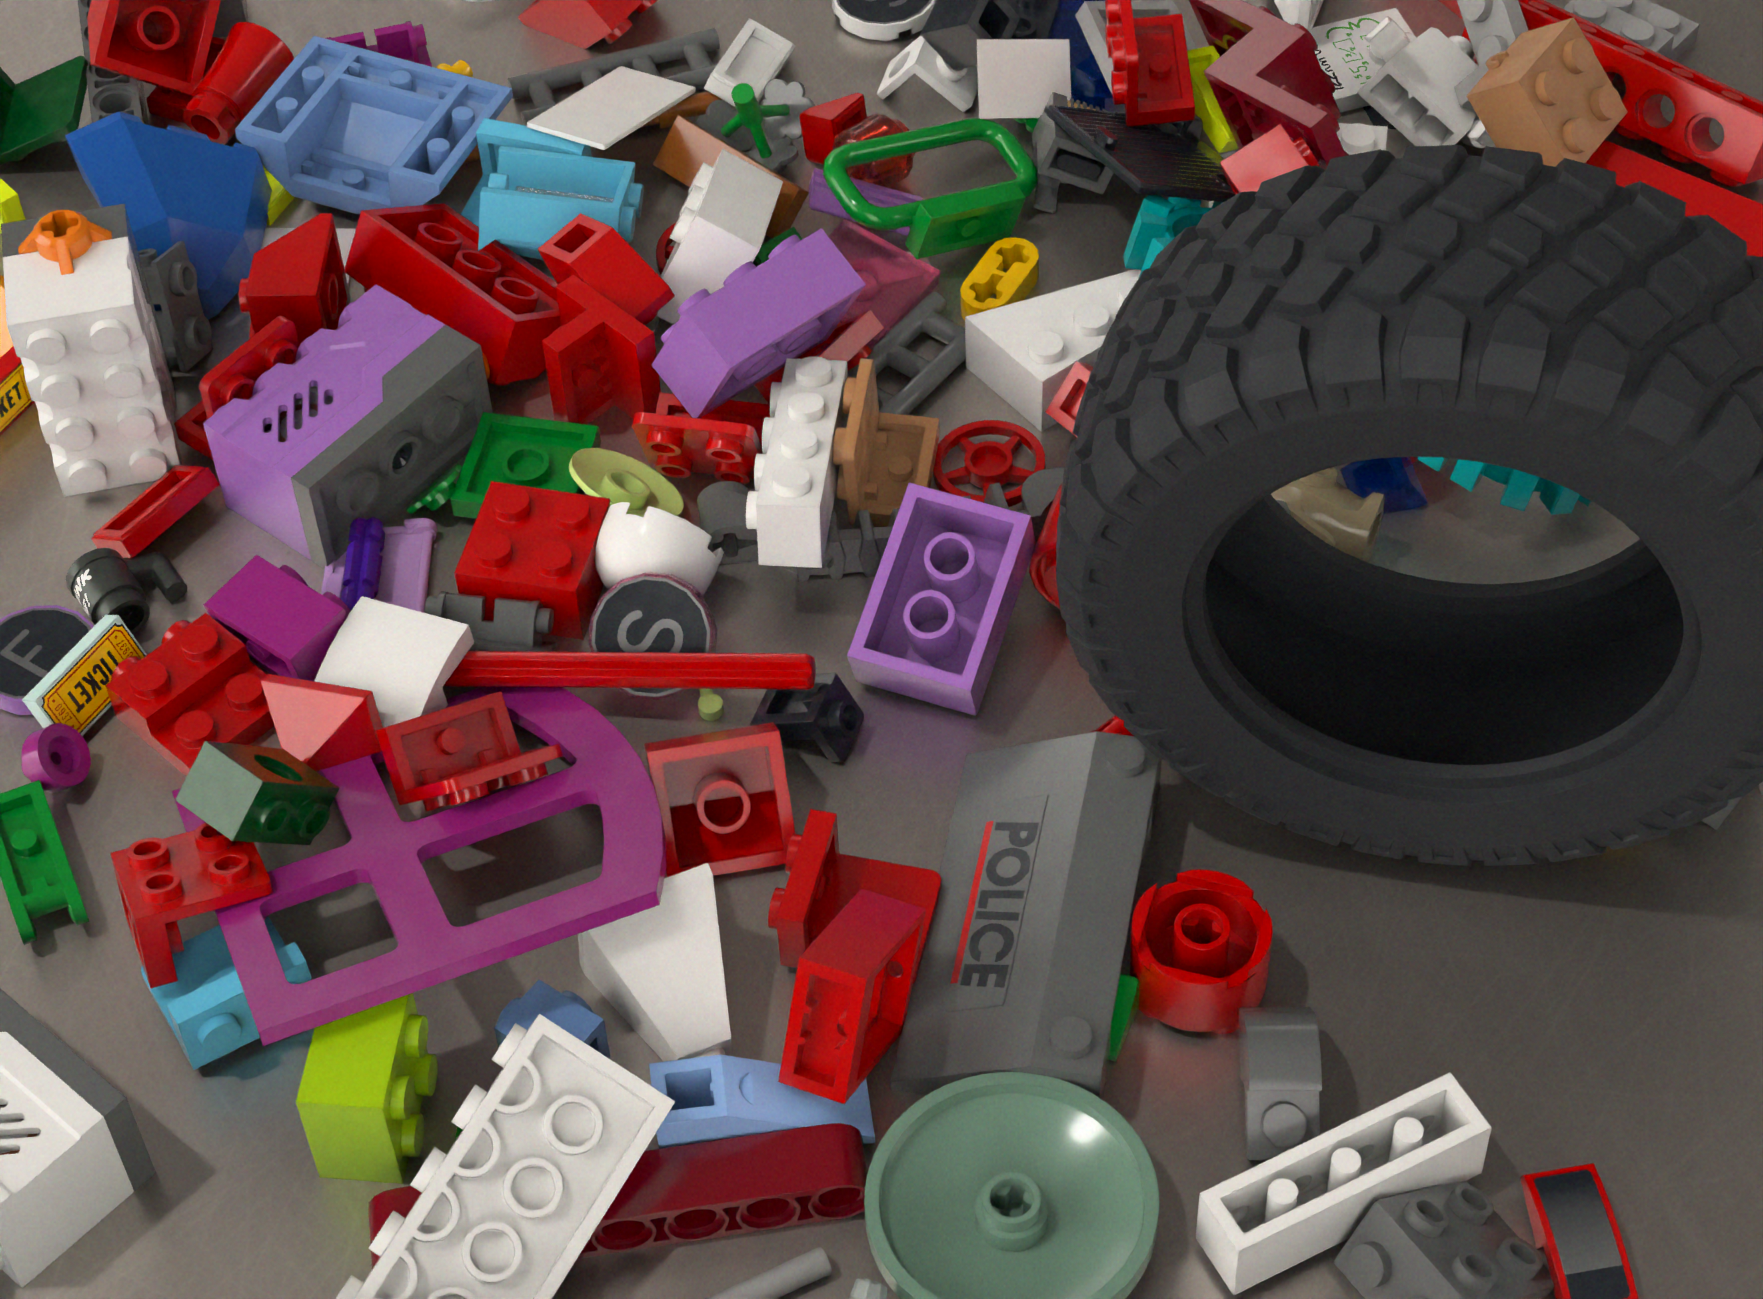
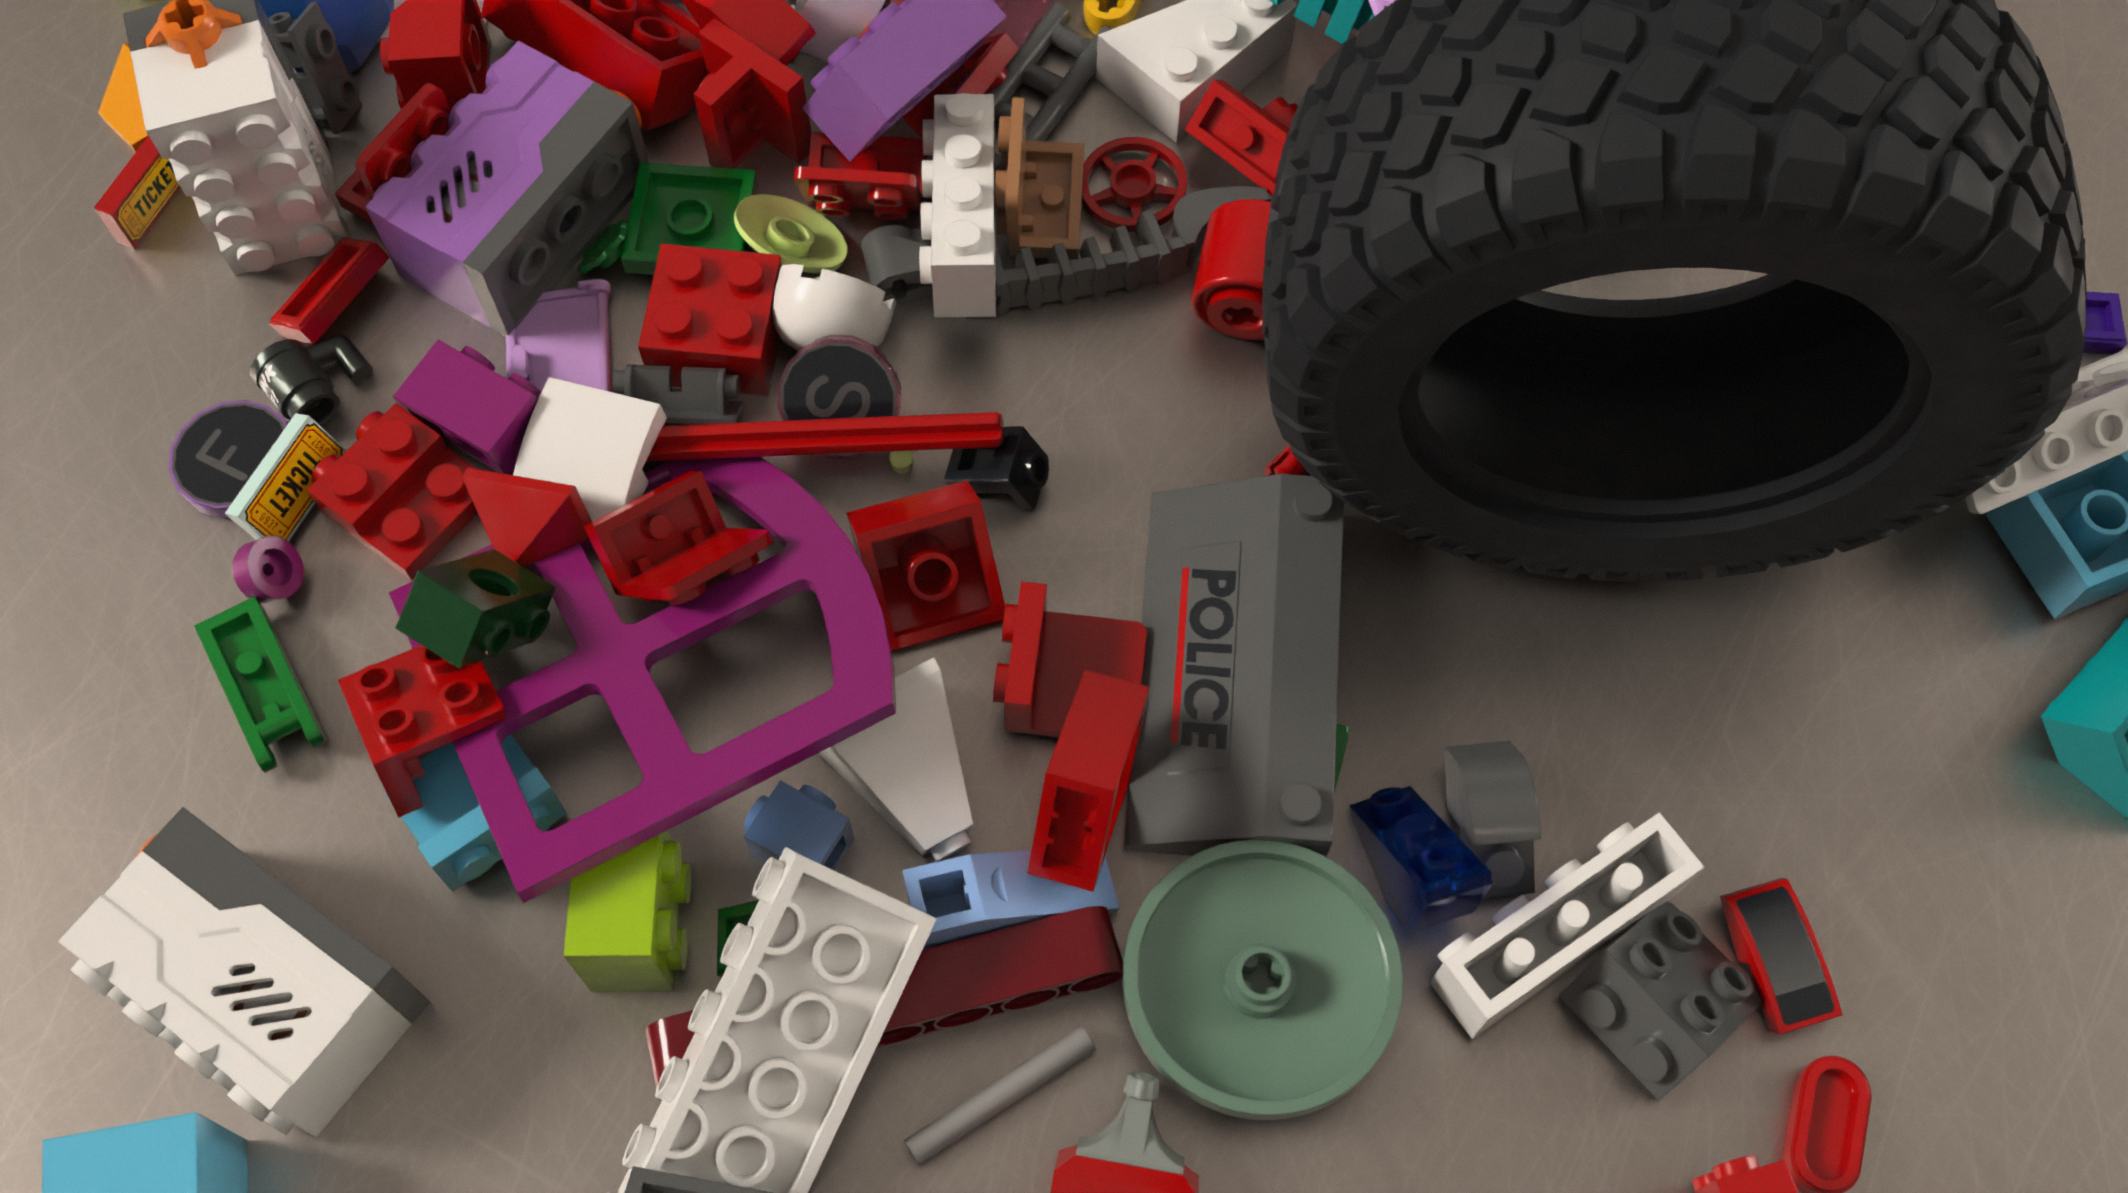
camera: 10 degrees left, 15 degrees up
(363, 560) = (544, 335): dark purple axle -> none
(942, 598) = (1115, 340): medium lavender brick -> none
(1195, 1111) = (1418, 859): none -> clear blue slope
(1200, 951) = (1438, 686): red brick -> none

